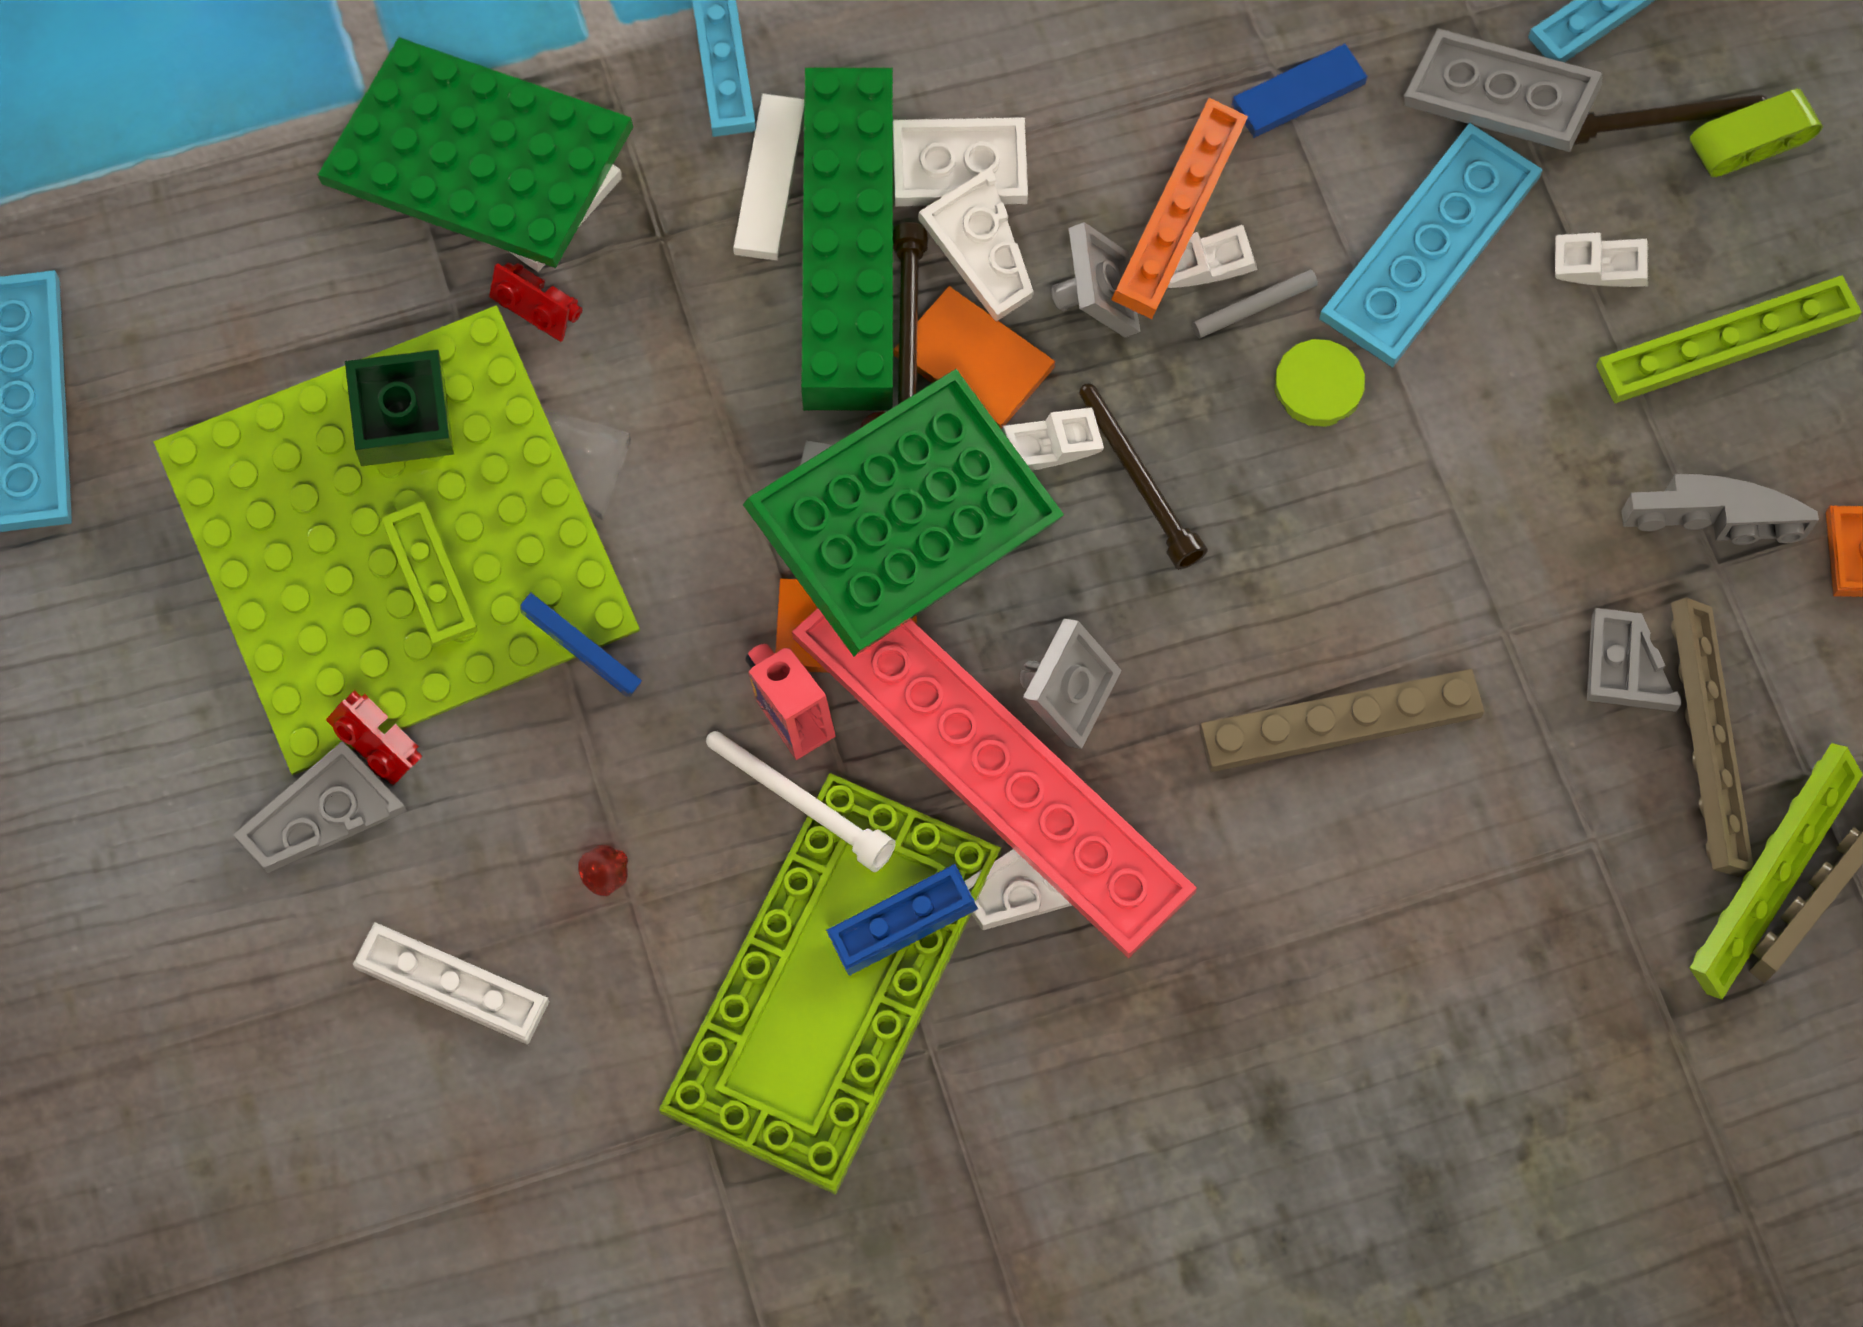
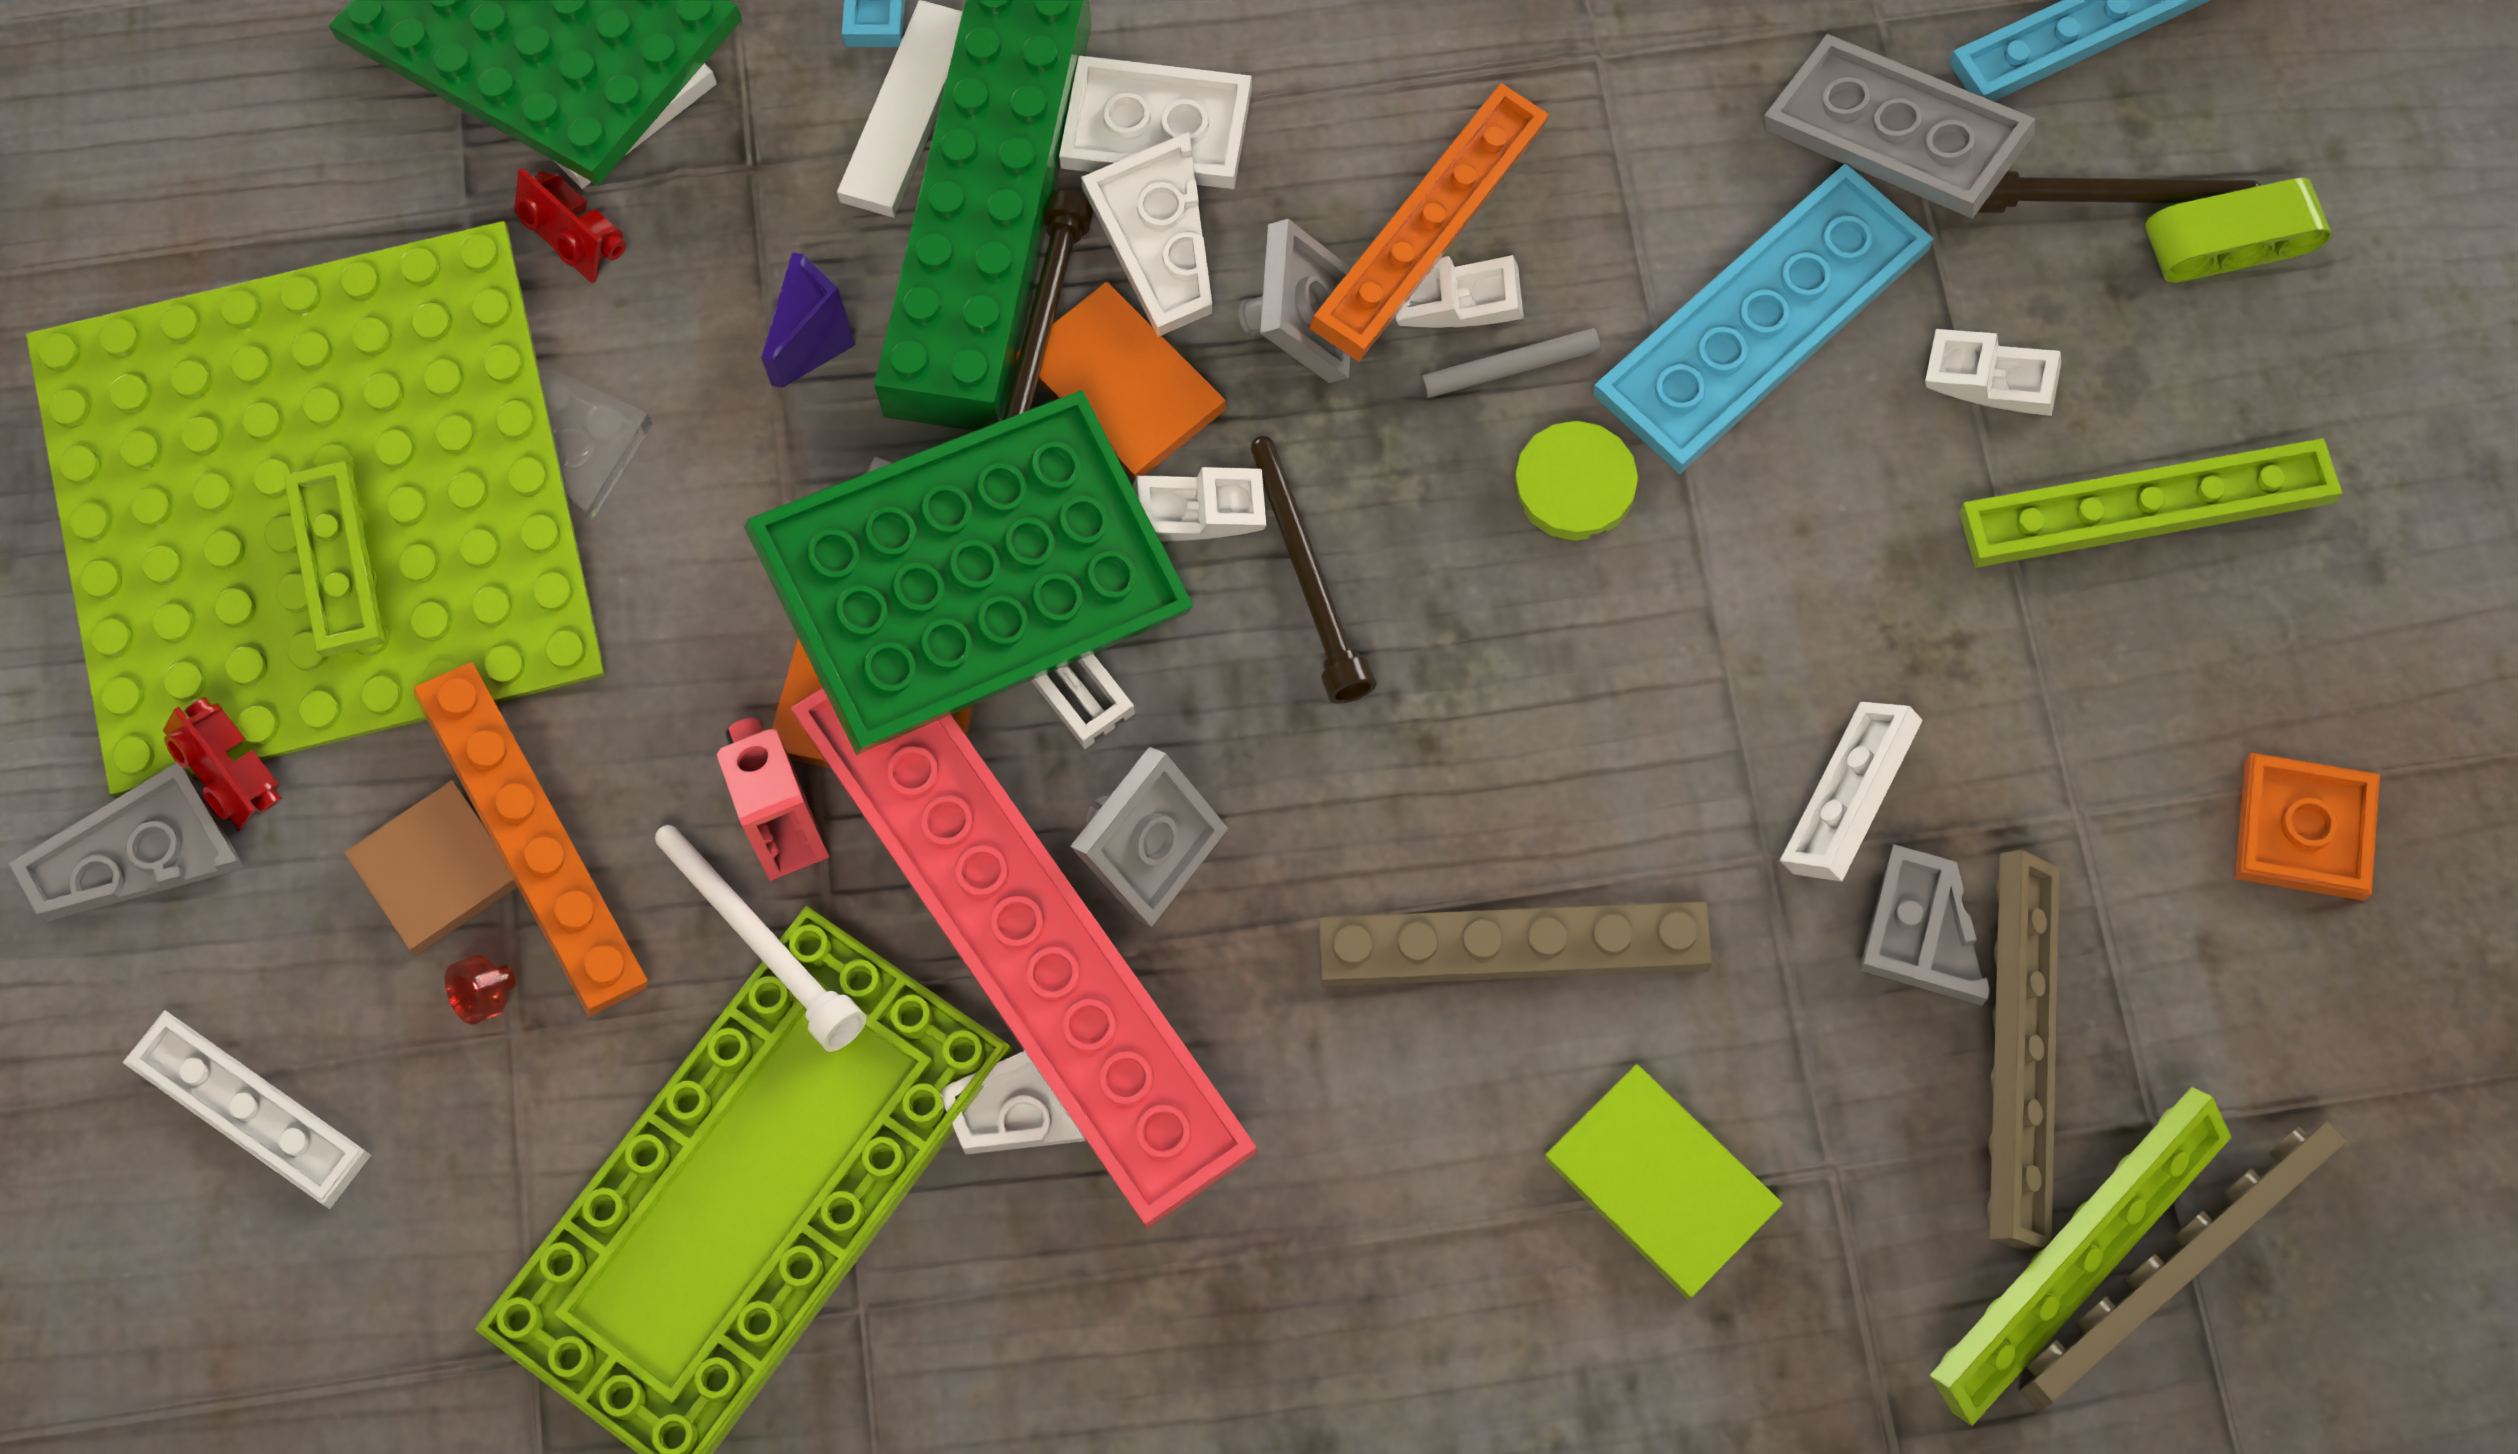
camera: 15 degrees right, 0 degrees up
(399, 407) = (334, 334): dark green brick -> none
(548, 788) = (432, 868): none -> medium nougat tile
(579, 645) = (509, 683): blue tile -> none
(617, 755) = (530, 839): none -> orange plate
(738, 346) = (806, 324): none -> dark purple slope
(902, 919) = (851, 1124): blue tile -> none
(1012, 581) = (1102, 720): none -> white tile
(1300, 90) = (1627, 90): blue tile -> none
(1478, 868) = (1663, 1182): none -> lime tile
(1558, 575) = (1851, 791): none -> white plate
(1735, 507) = (2118, 736): light grey slope -> none

